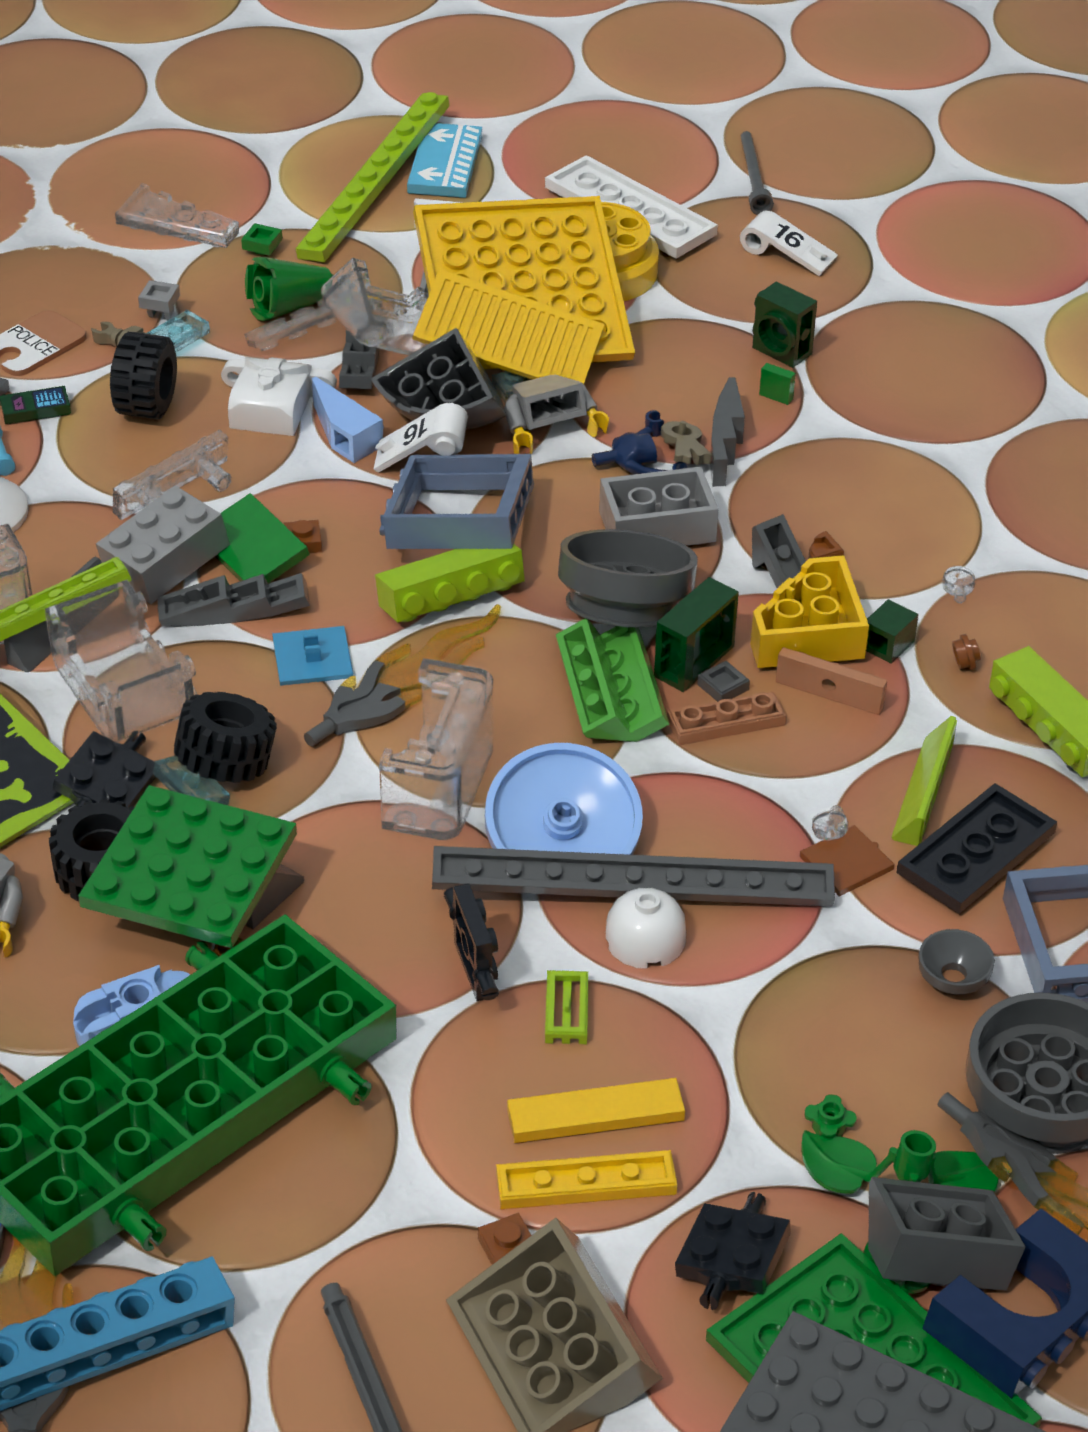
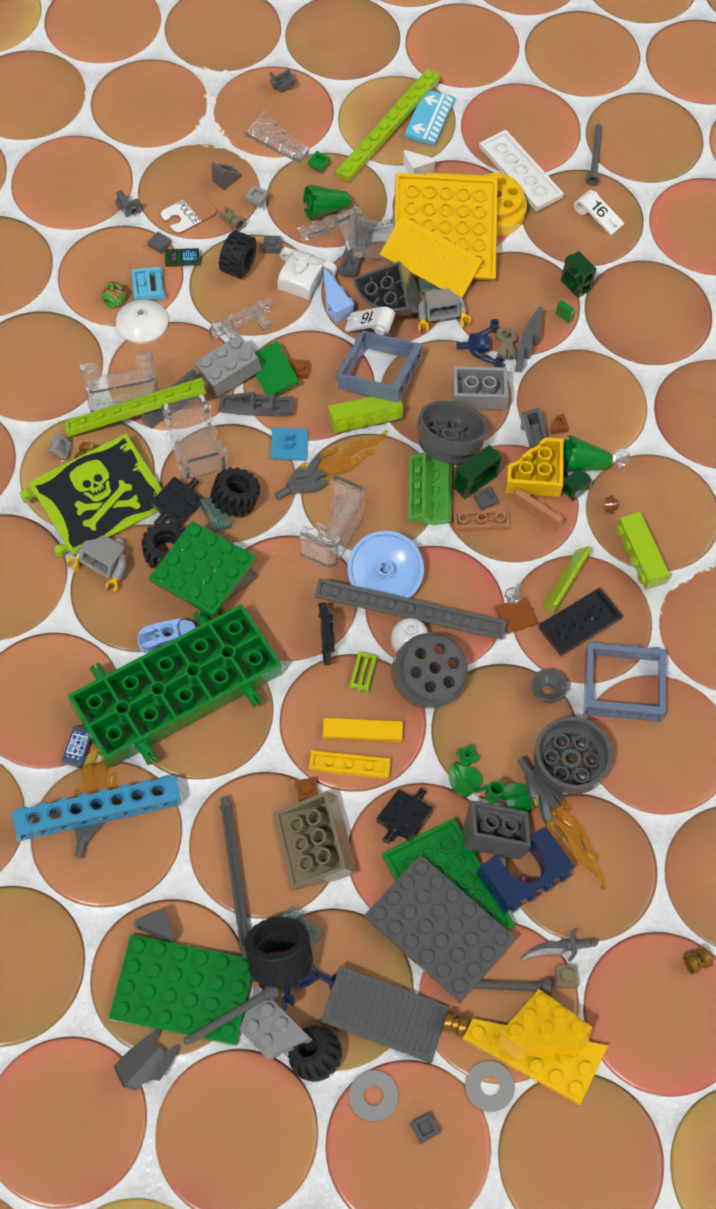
camera: 10 degrees right, 20 degrees up
(88, 279) = (224, 175): none -> dark grey slope
(167, 142) = (282, 81): none -> dark grey bracket
(183, 329) = (261, 222): clear light blue plate -> none
(203, 364) = (272, 244): none -> dark grey plate
(681, 1003) = (412, 688): none -> dark grey wheel
(891, 577) = (584, 455): none -> green cone

